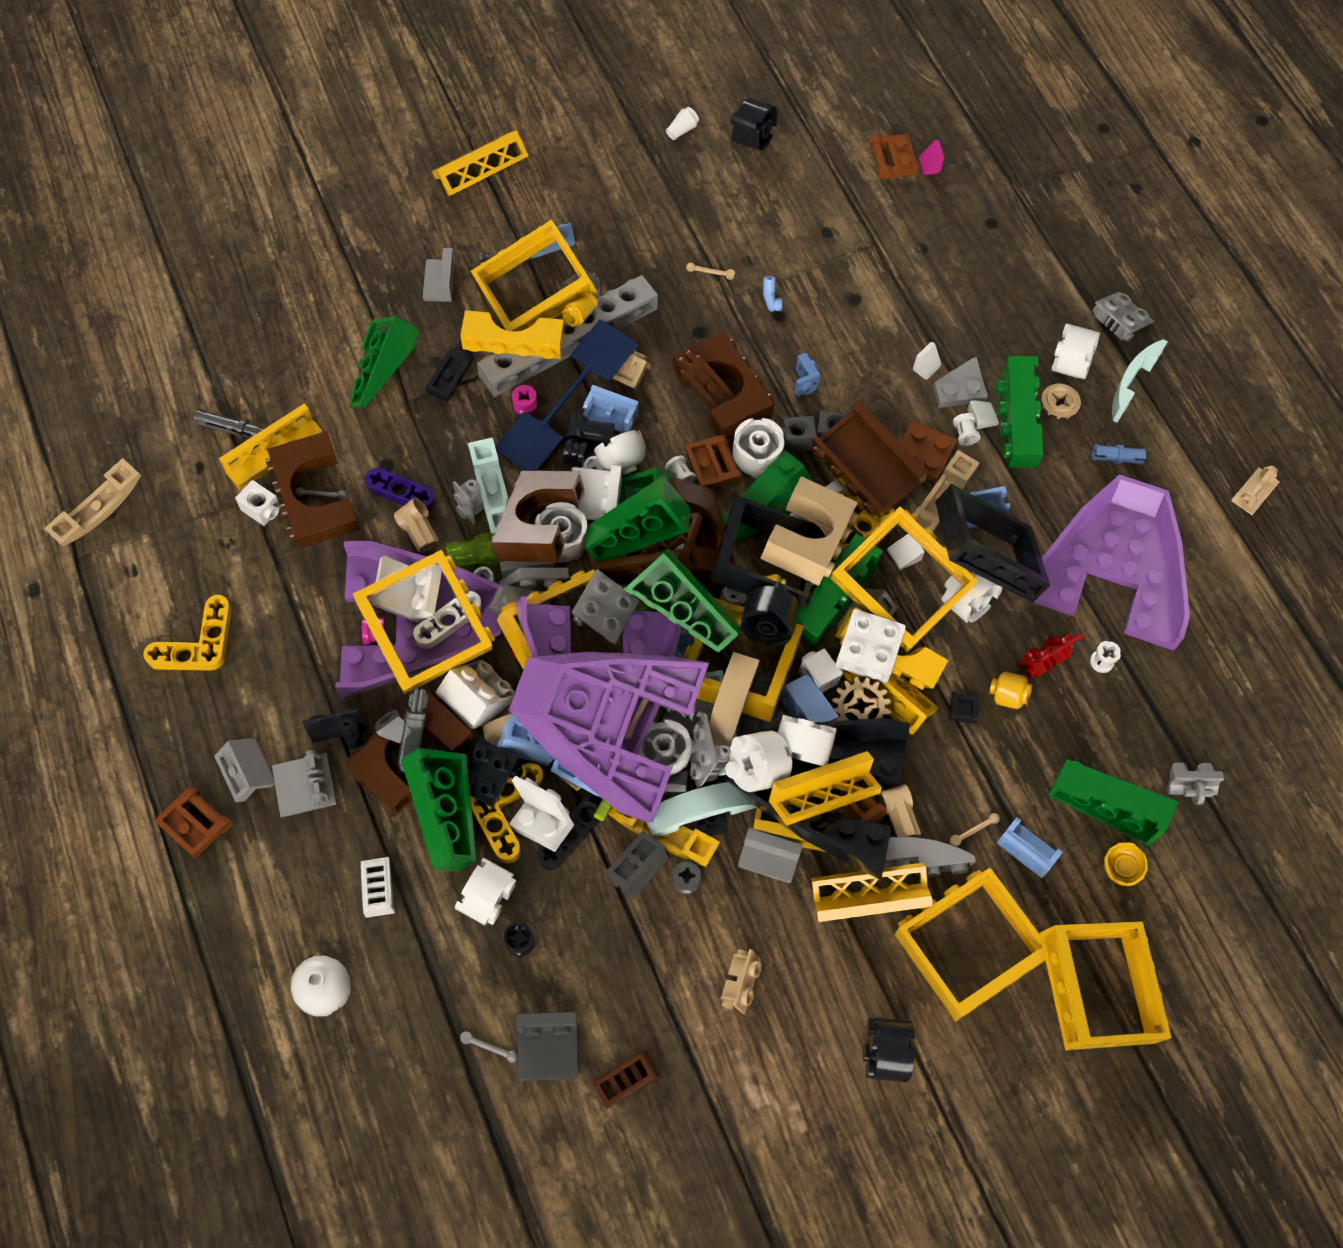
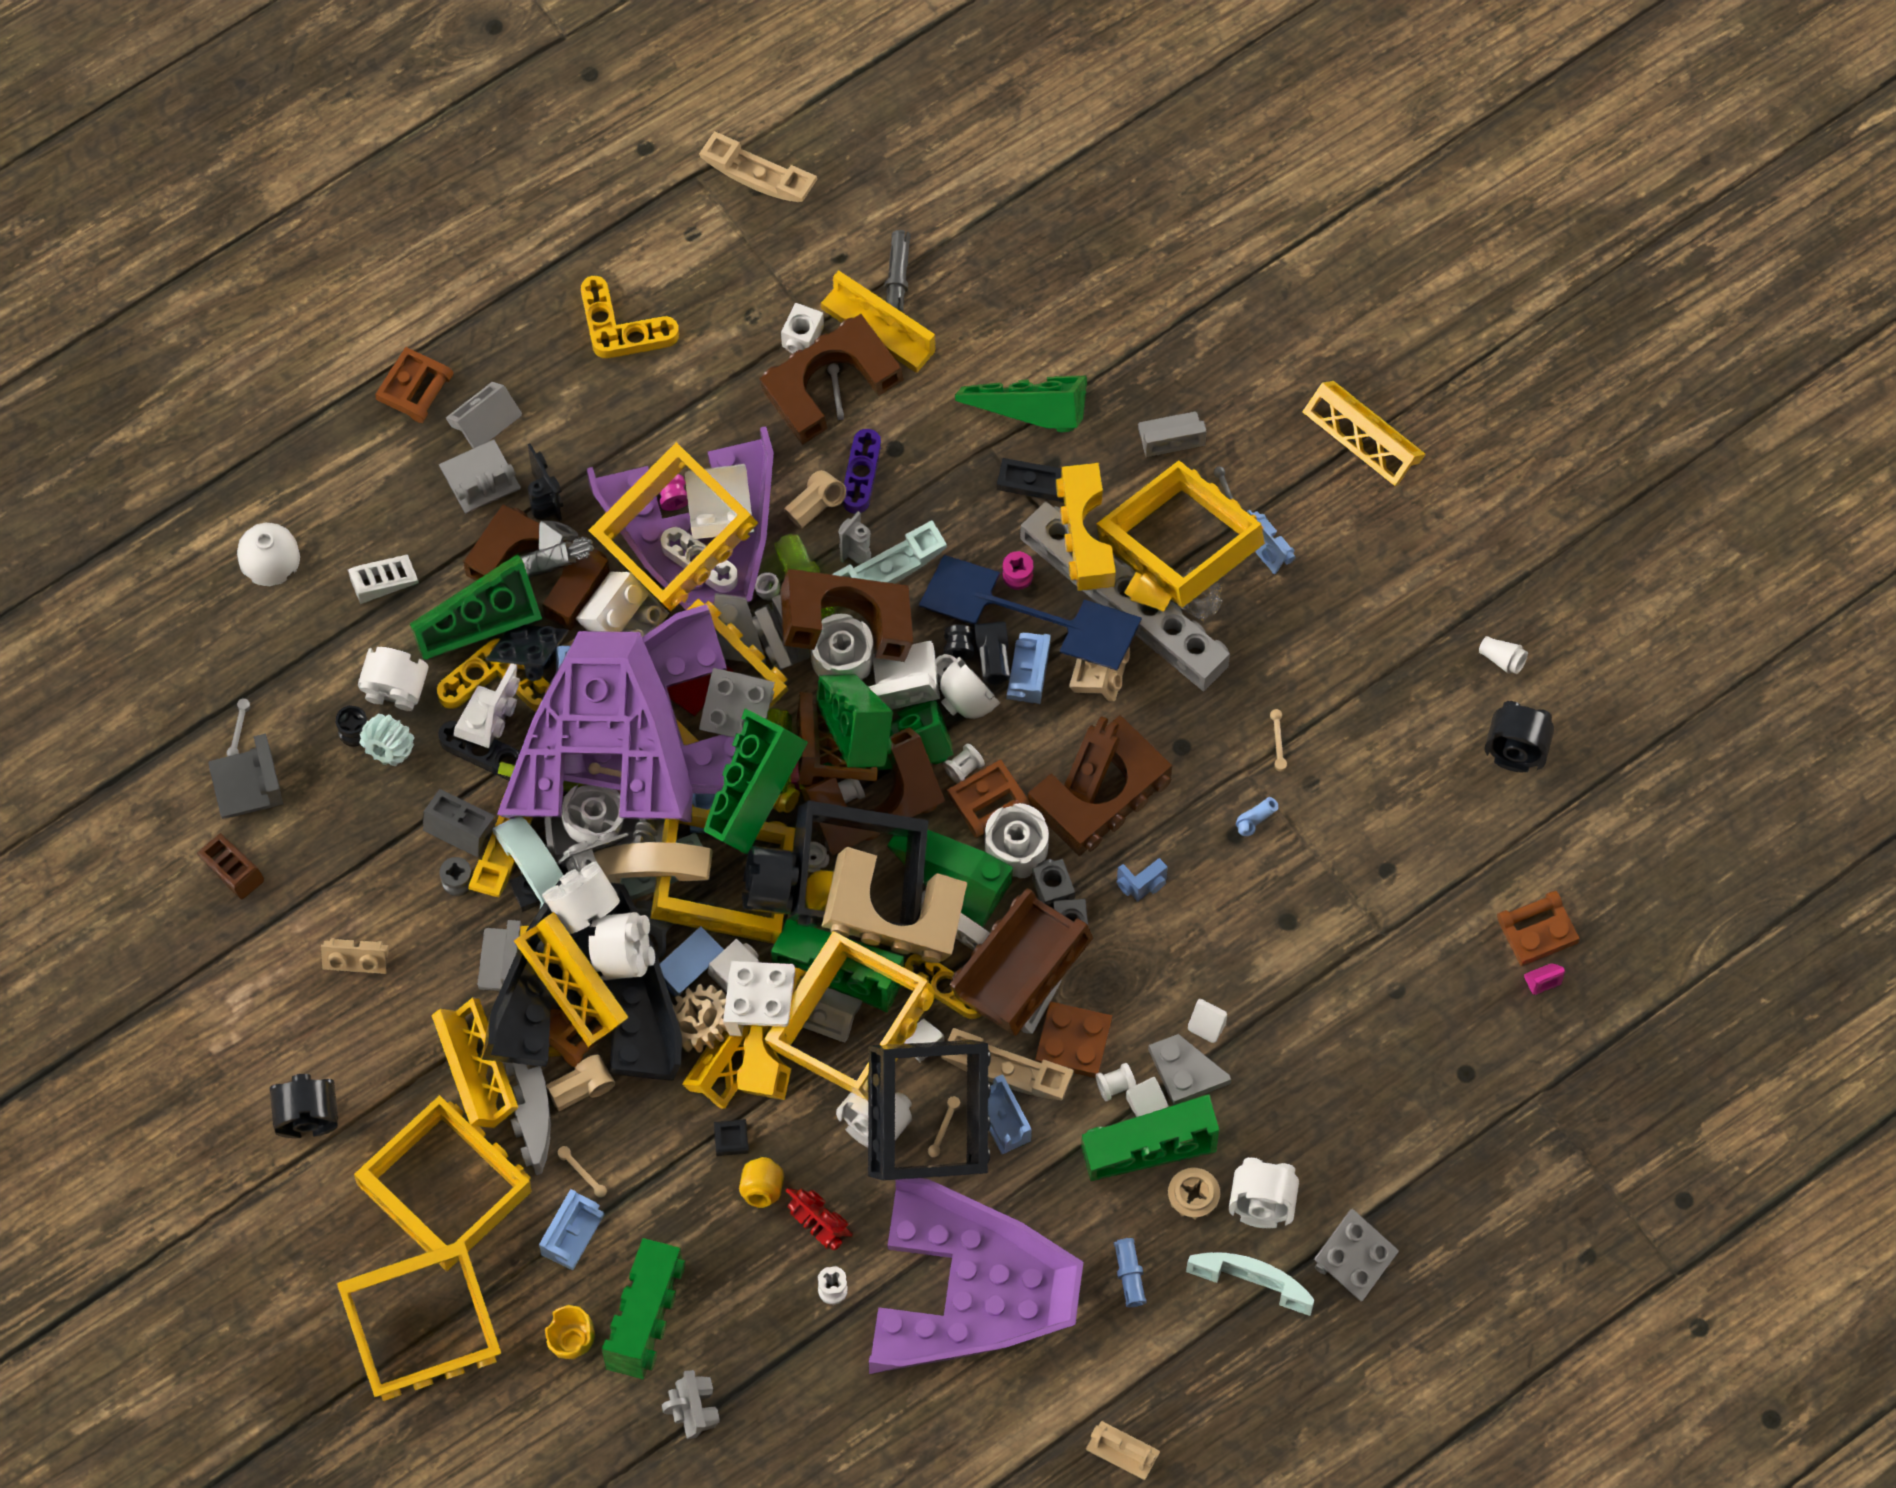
camera: 80 degrees right, 0 degrees up
(545, 909) = (386, 739): none -> light aqua gear

